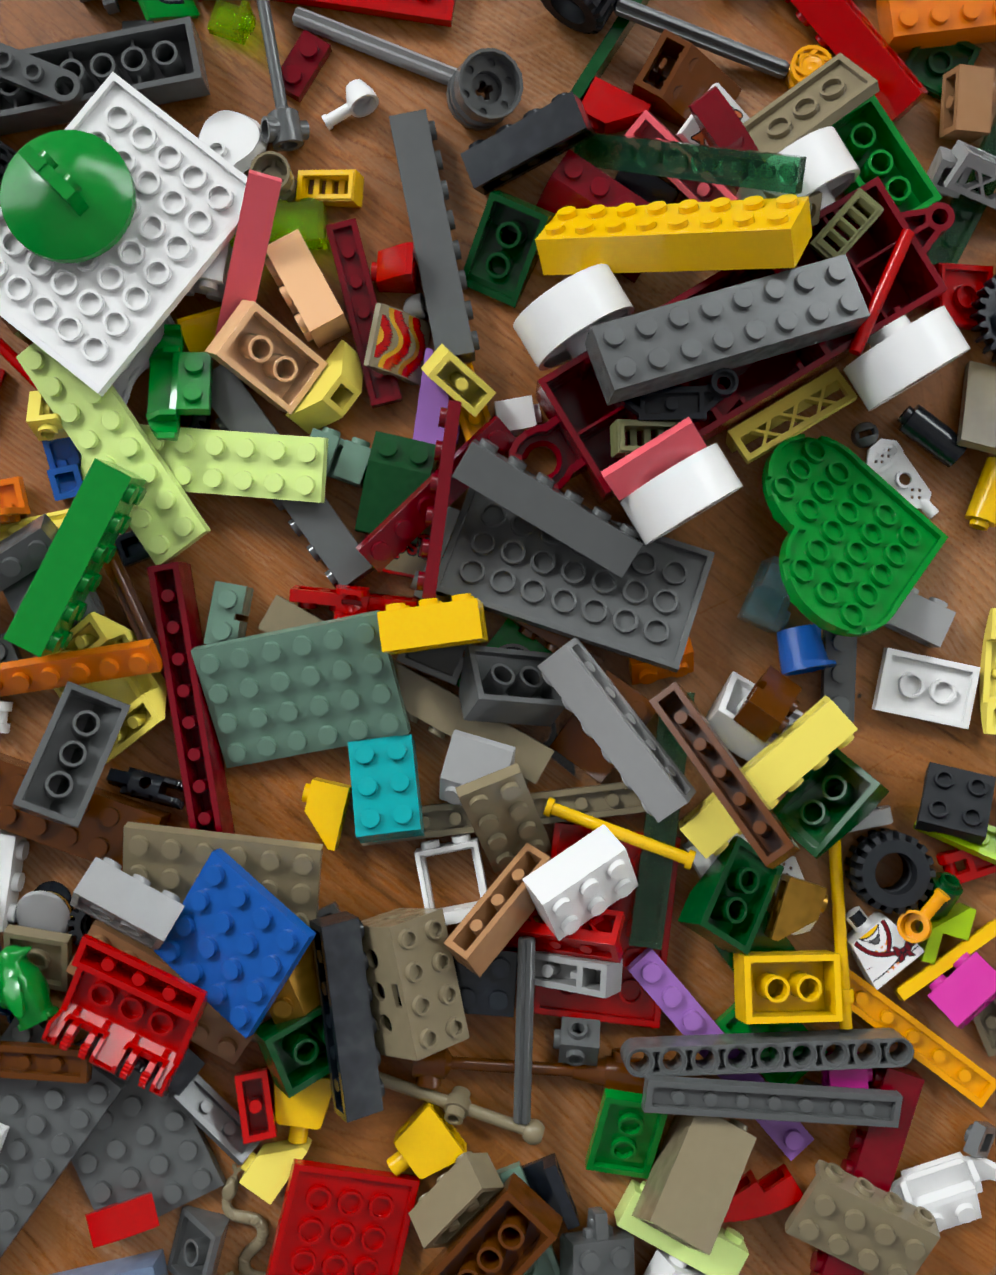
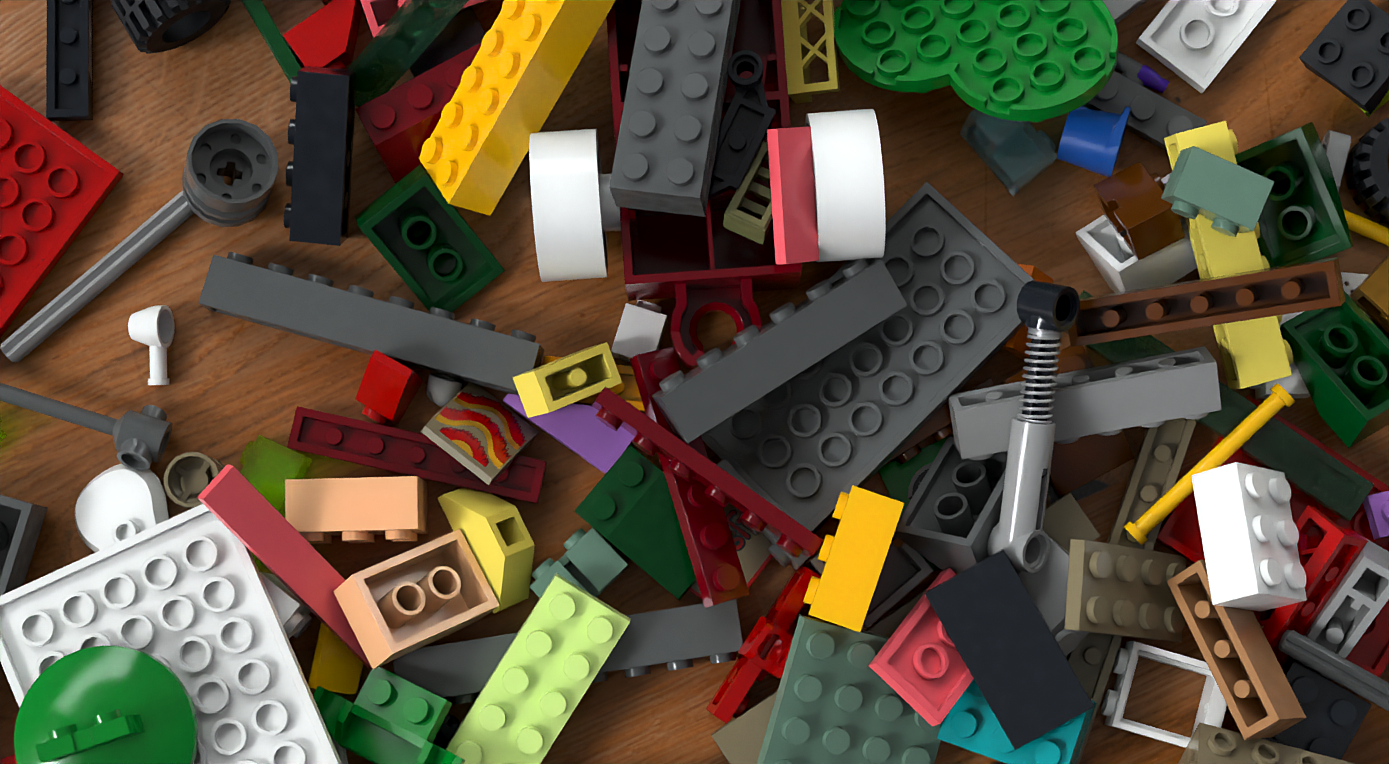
camera: 65 degrees left, 5 degrees down
(304, 64) = (72, 374): dark red plate -> none
(348, 180) = (259, 388): yellow slope -> none
(405, 713) = (924, 662): none -> coral plate
(425, 758) = (1009, 649): none -> black tile
(504, 728) = (1047, 313): none -> piece
(805, 746) = (1216, 190): none -> sand green piece
(863, 659) = (1140, 73): none -> piece

